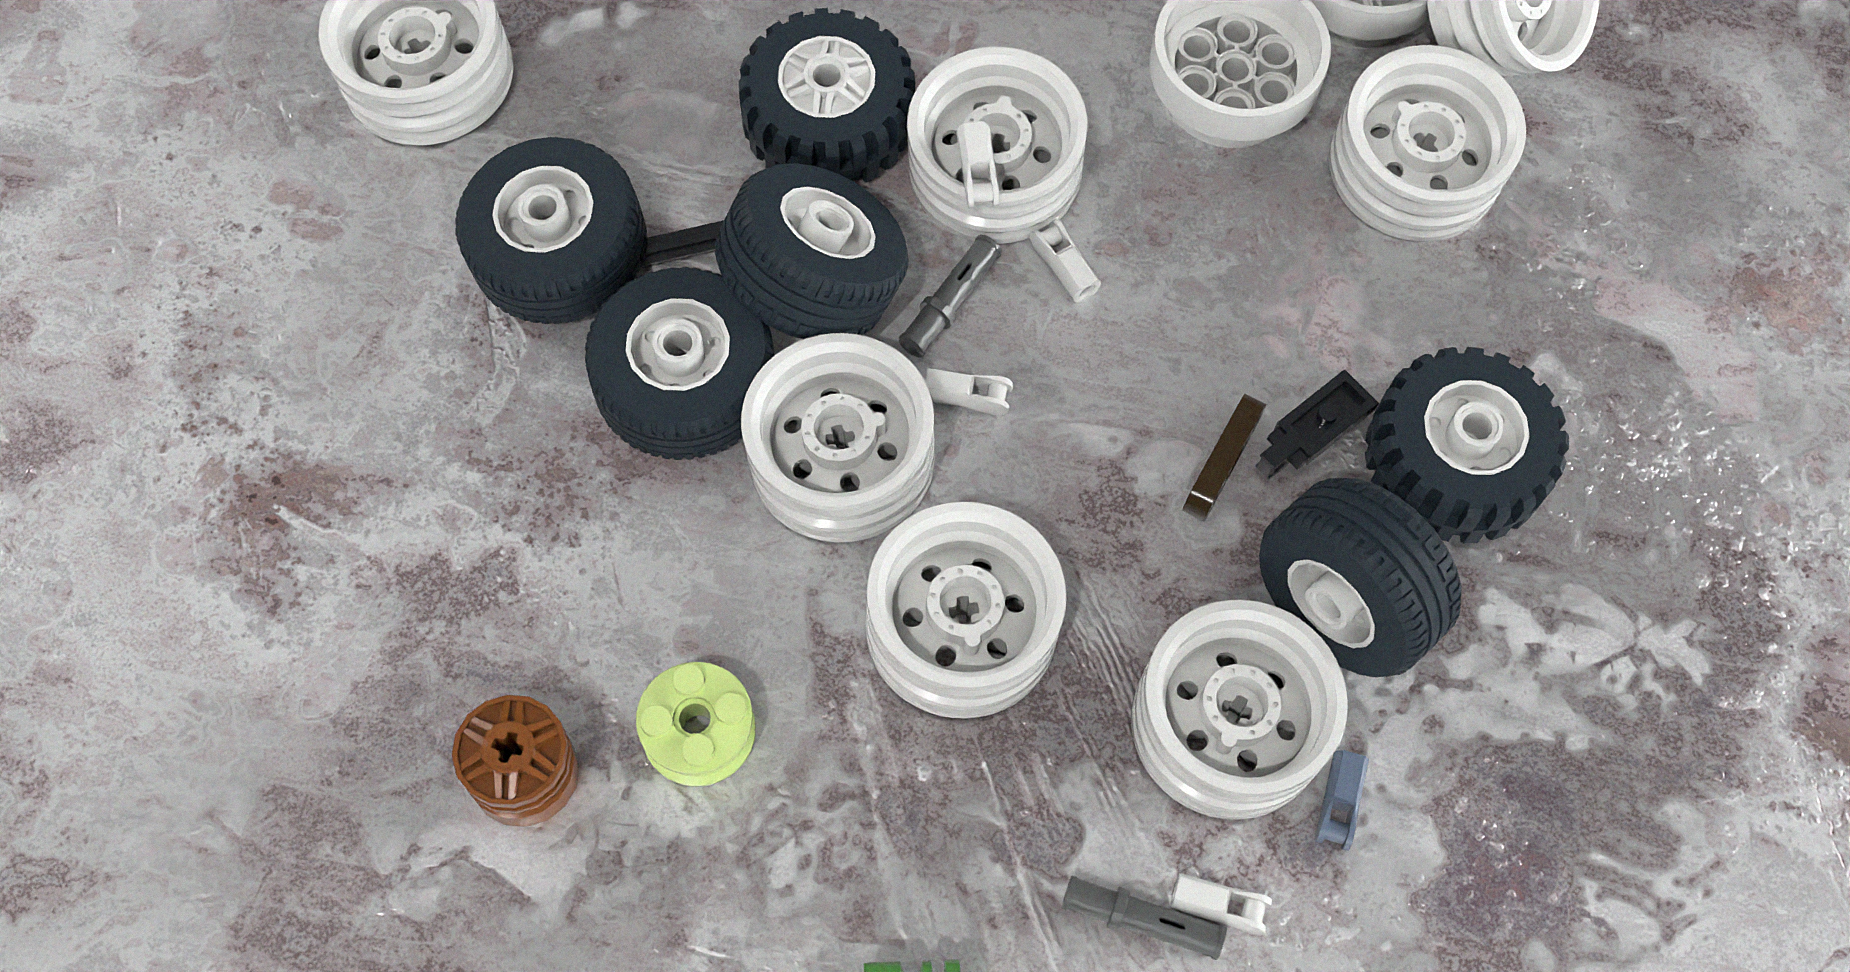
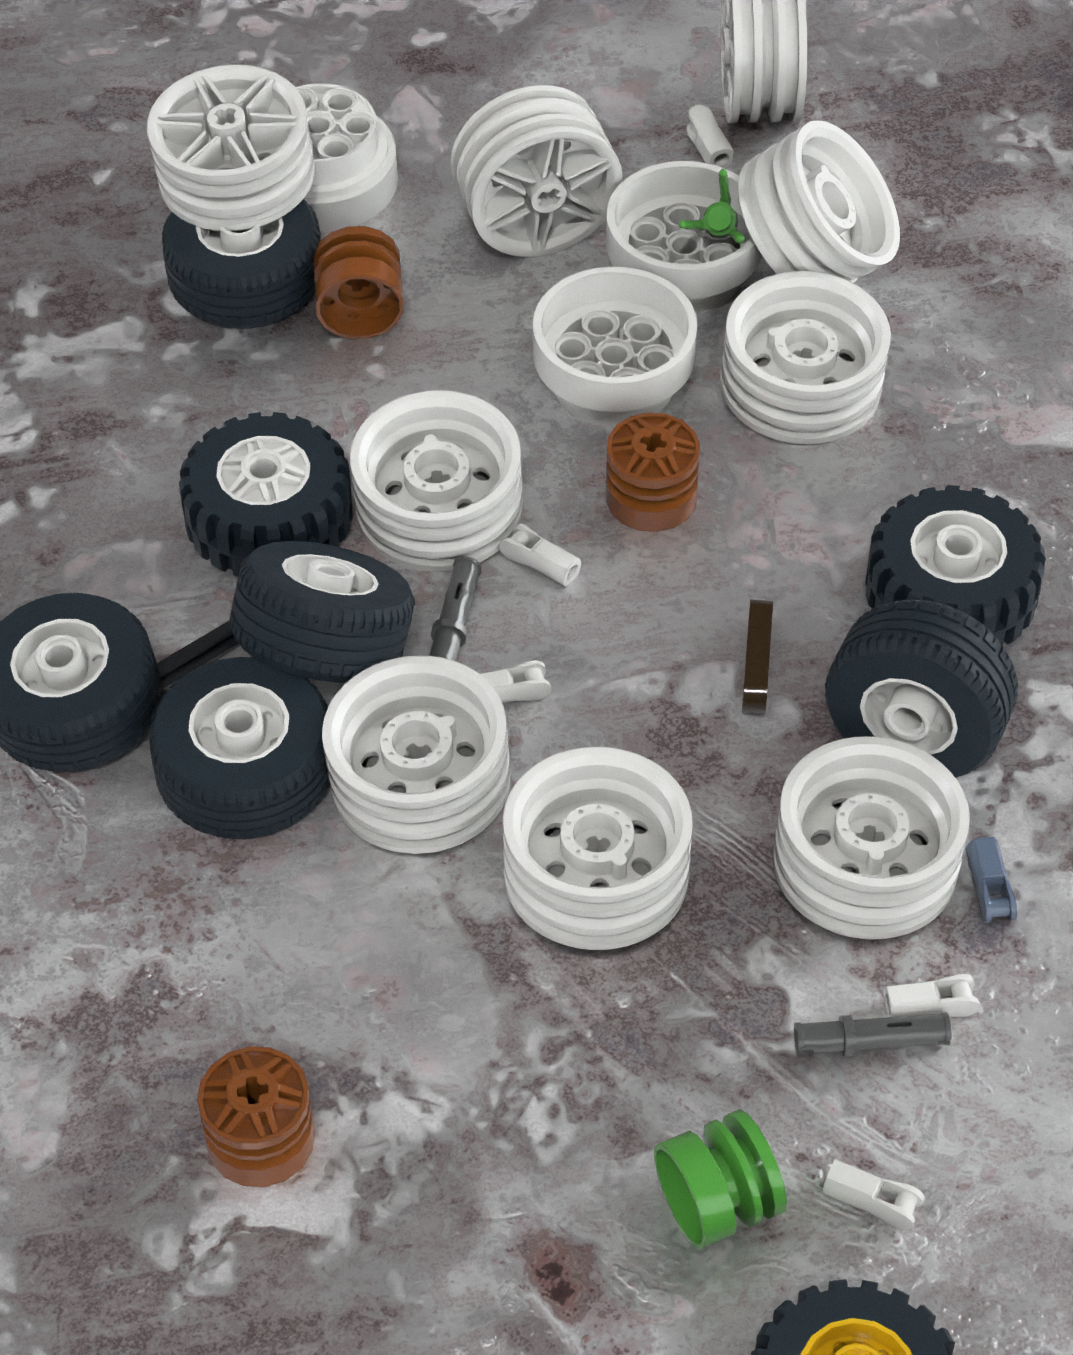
camera: 20 degrees left, 15 degrees down
(689, 692) = (396, 1004): yellowish green wheel -> none
(977, 163) = (436, 488): white bar -> none
(1212, 214) = (652, 472): none -> dark orange wheel
(1316, 424) = (822, 605): black hinge -> none

